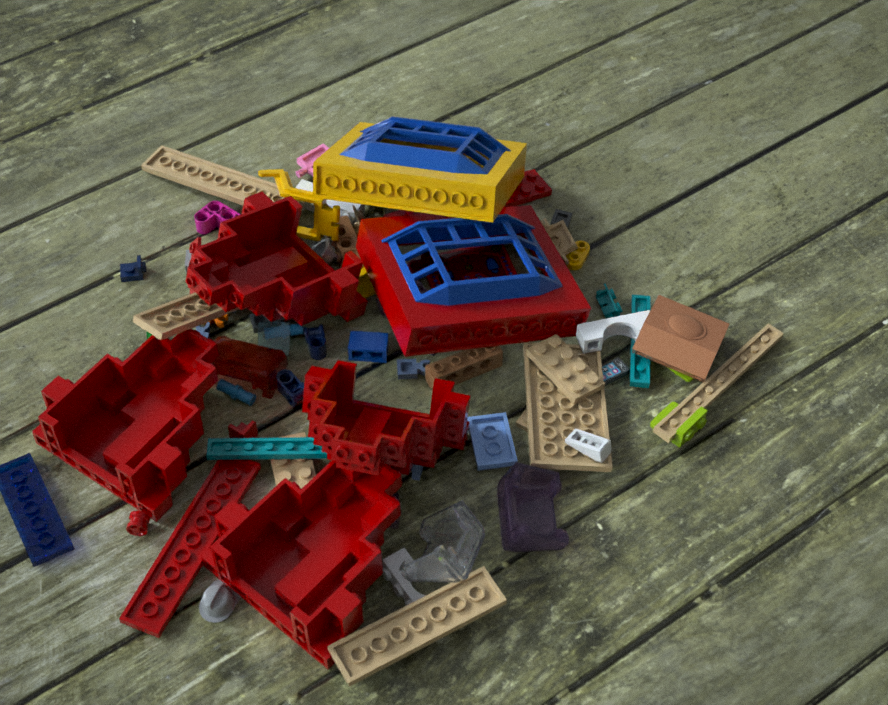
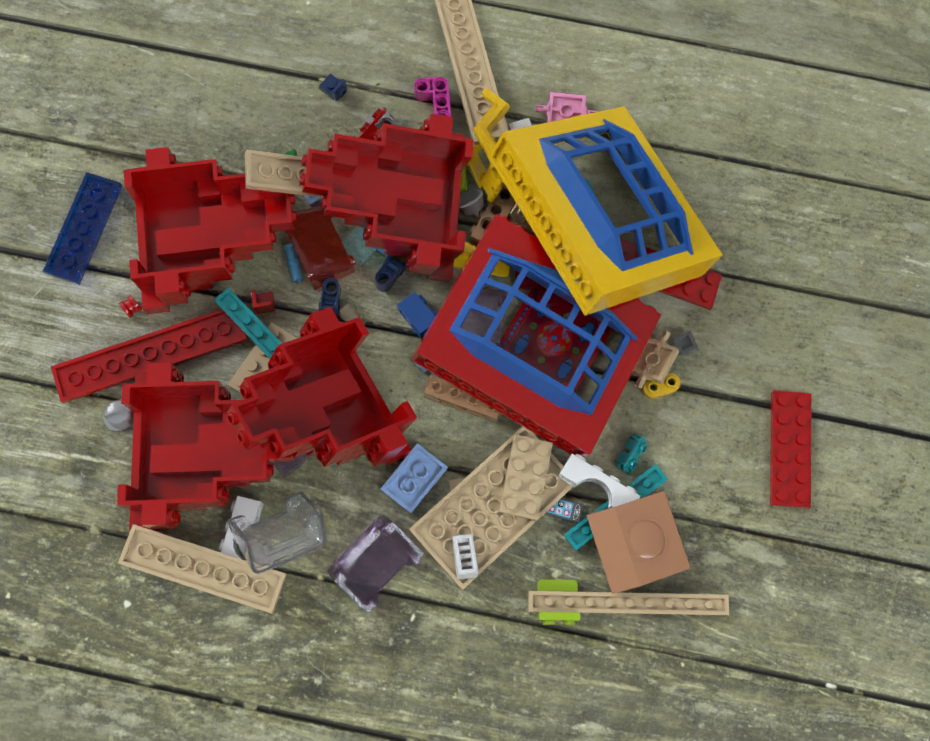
camera: 45 degrees right, 25 degrees up
(696, 223) = (790, 449): none -> red plate

